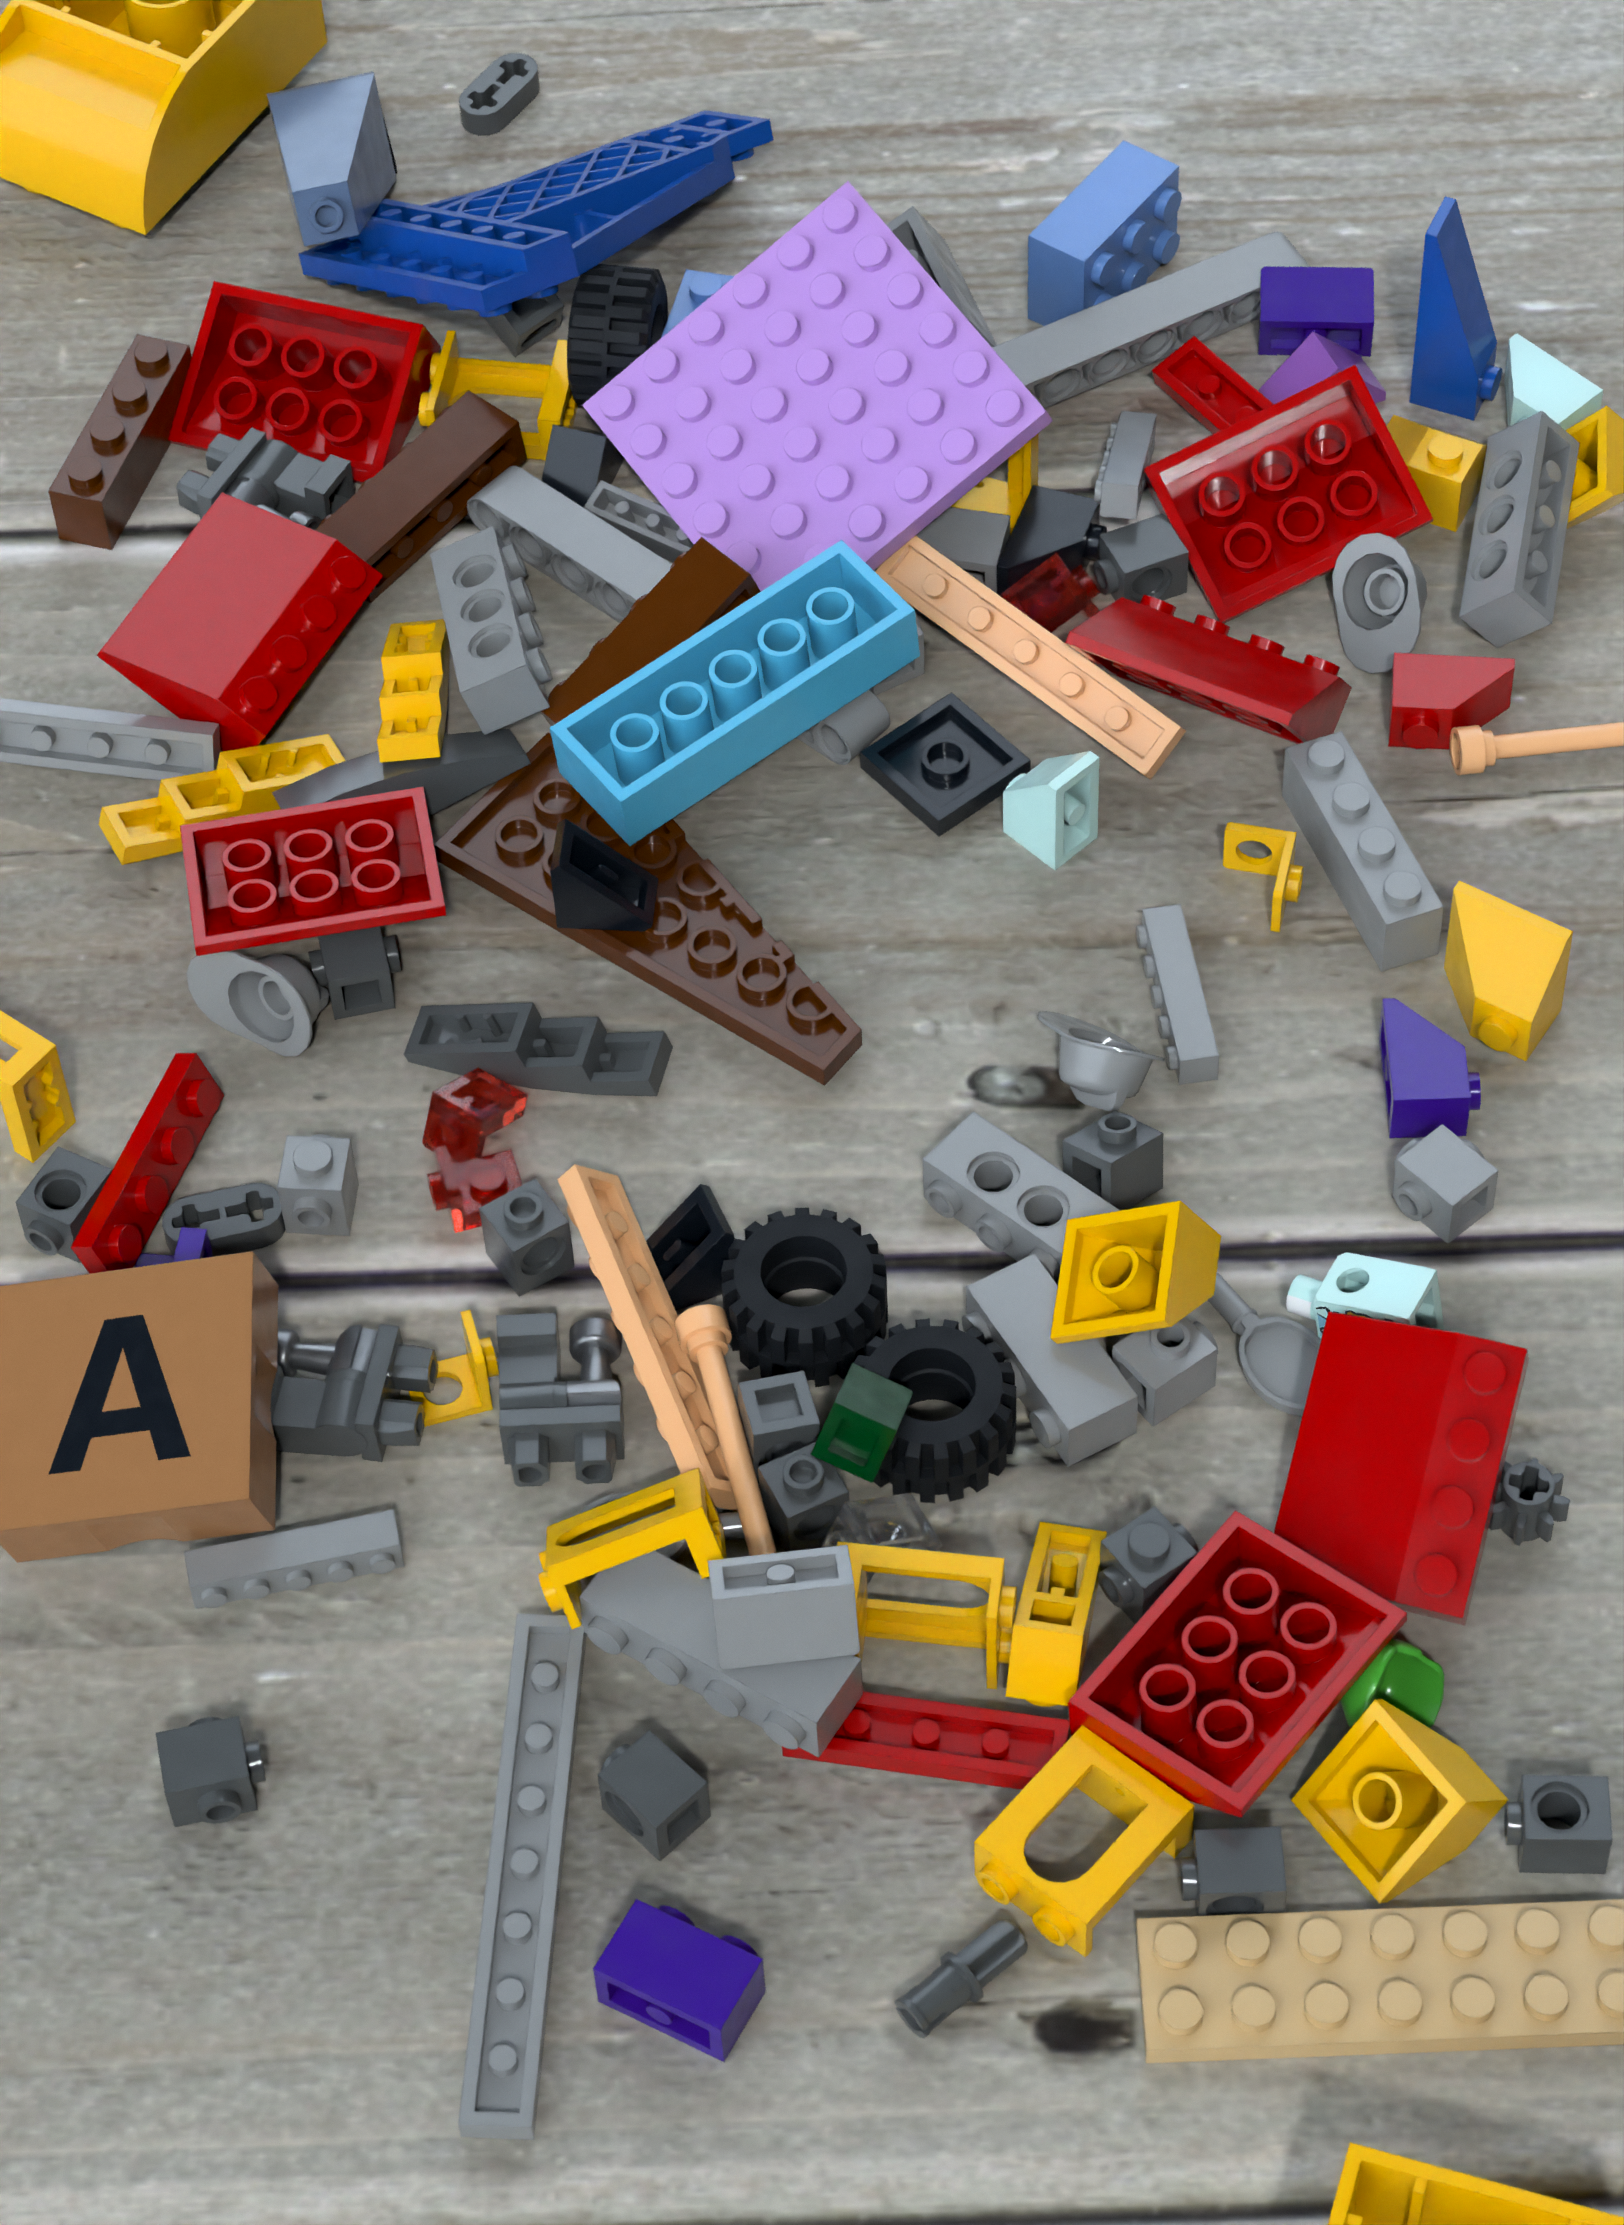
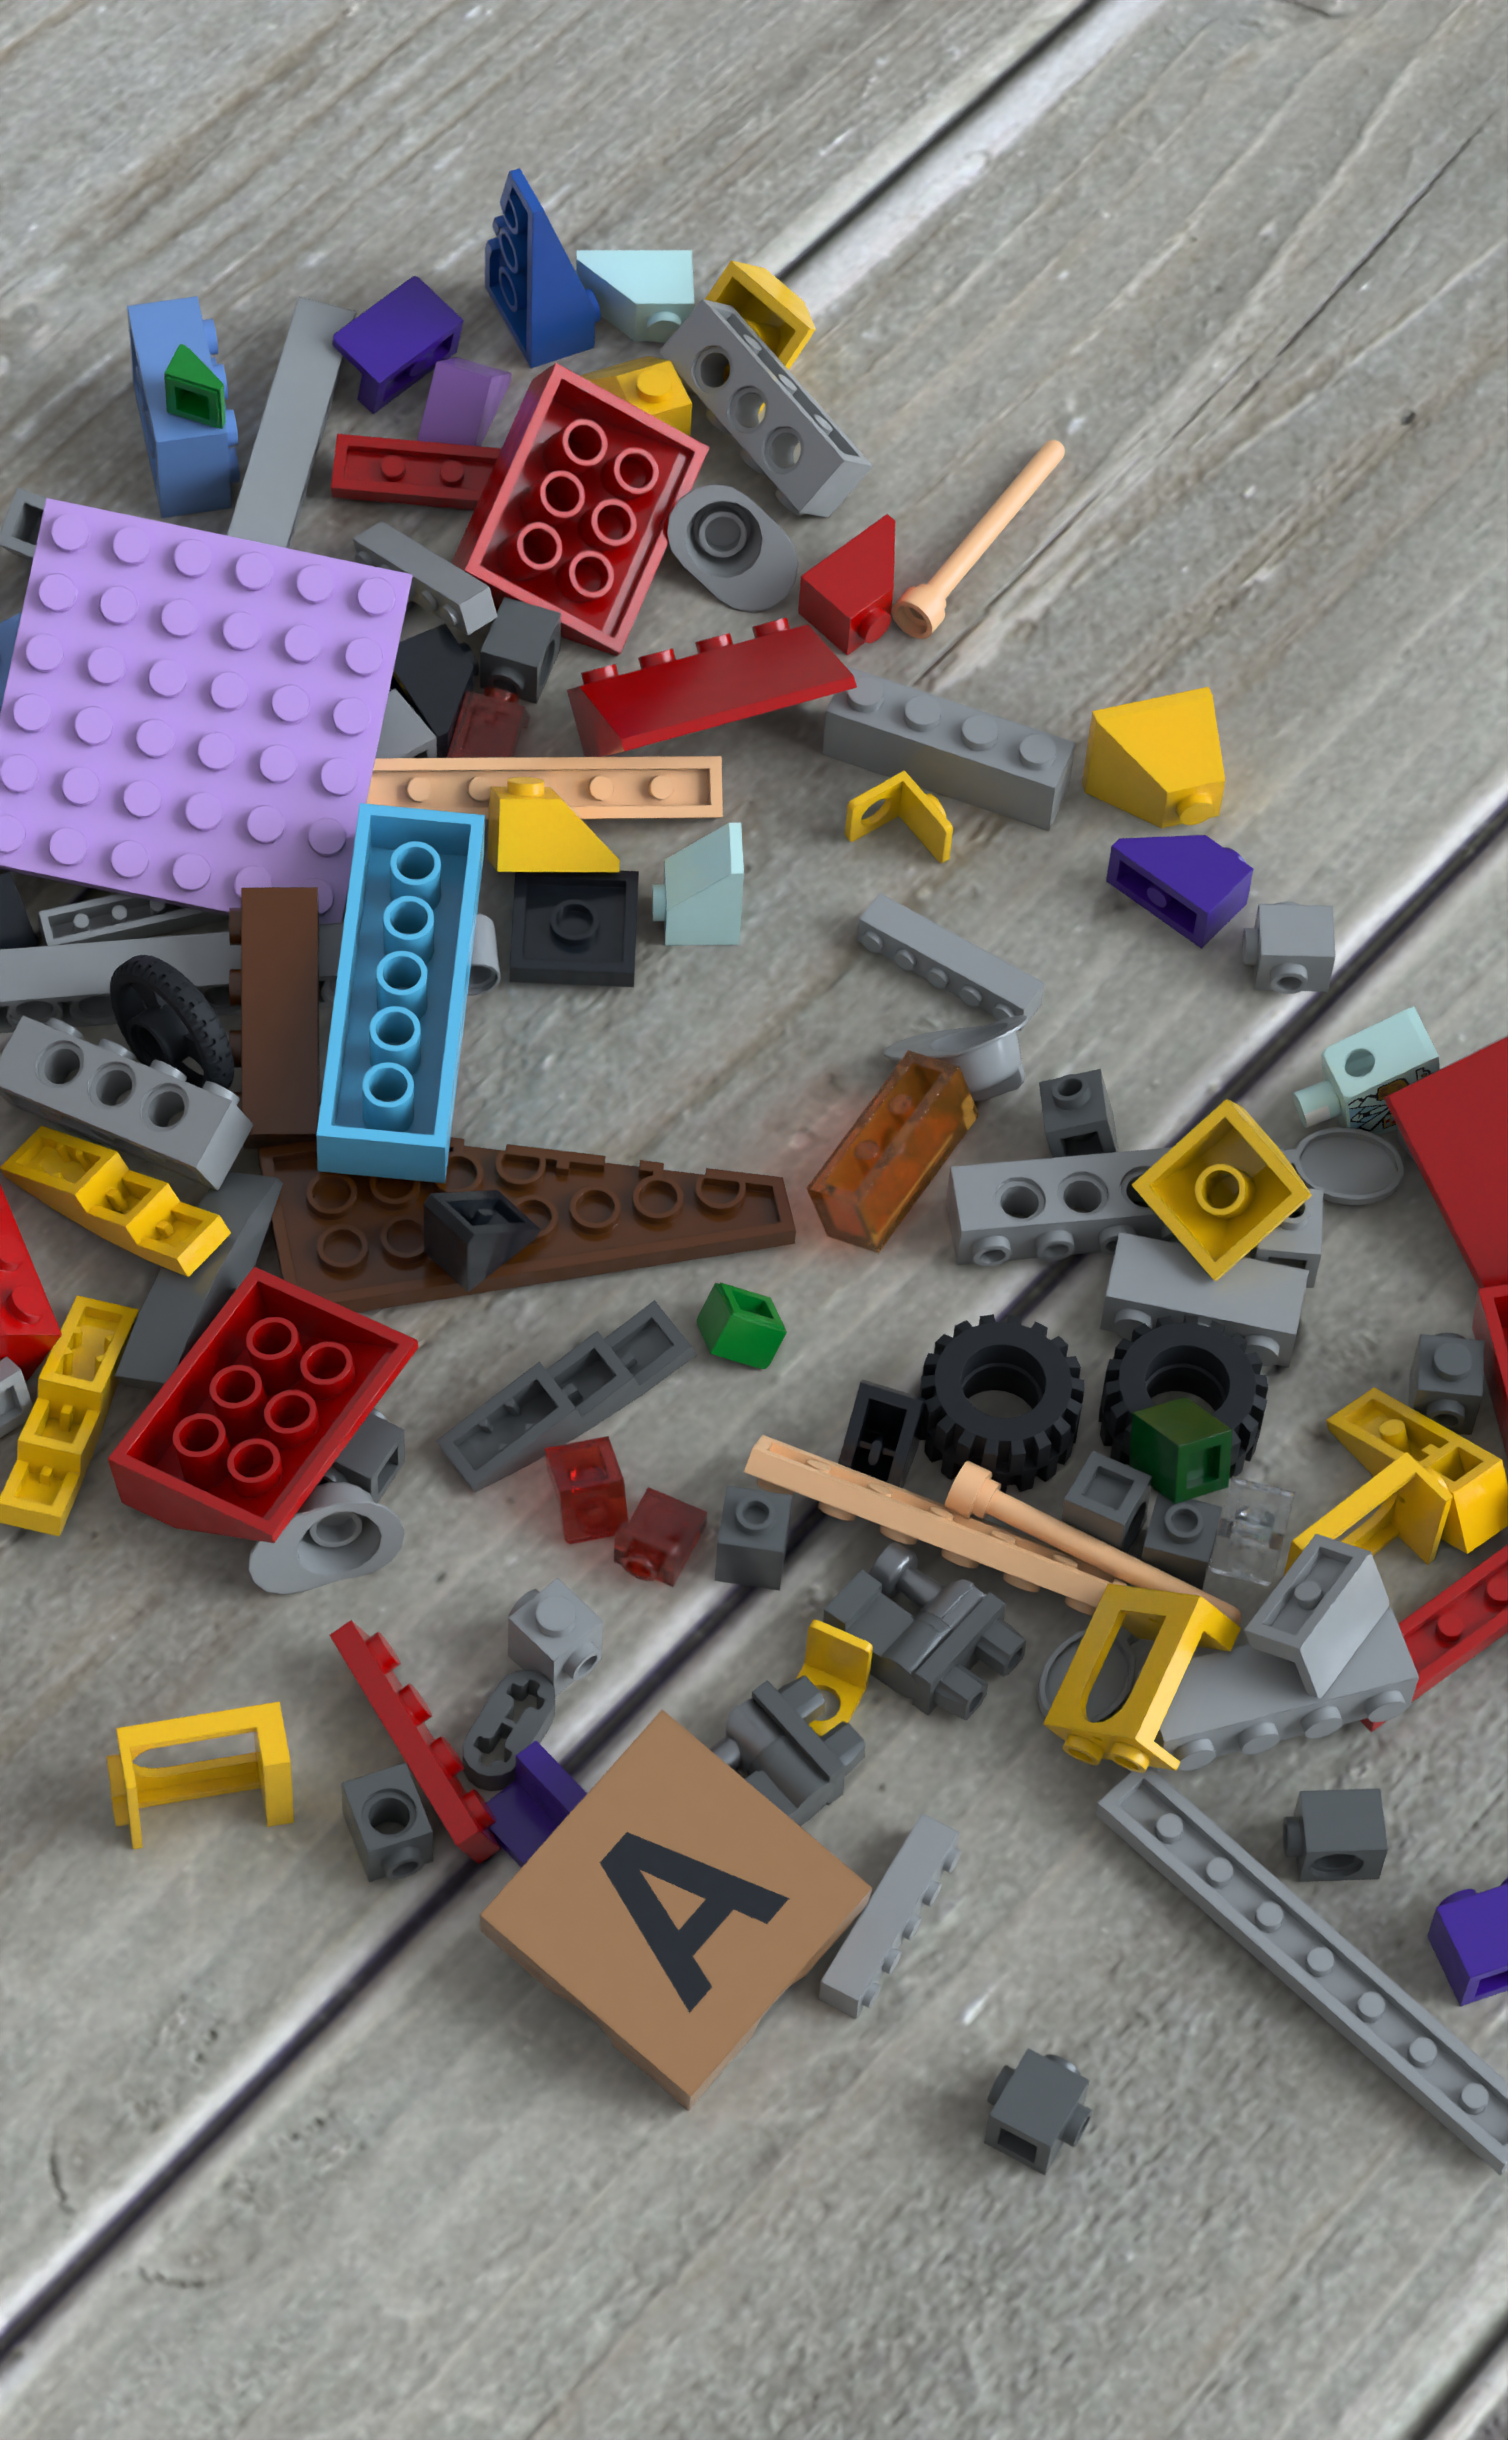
camera: 55 degrees left, 5 degrees up
(572, 604) = (175, 1023): none -> black wheel
(713, 1104) = (741, 1326): none -> green slope
(953, 1069) = (893, 1151): none -> clear orange brick
(988, 679) = (540, 833): none -> yellow slope
(1080, 208) = (194, 390): none -> green slope

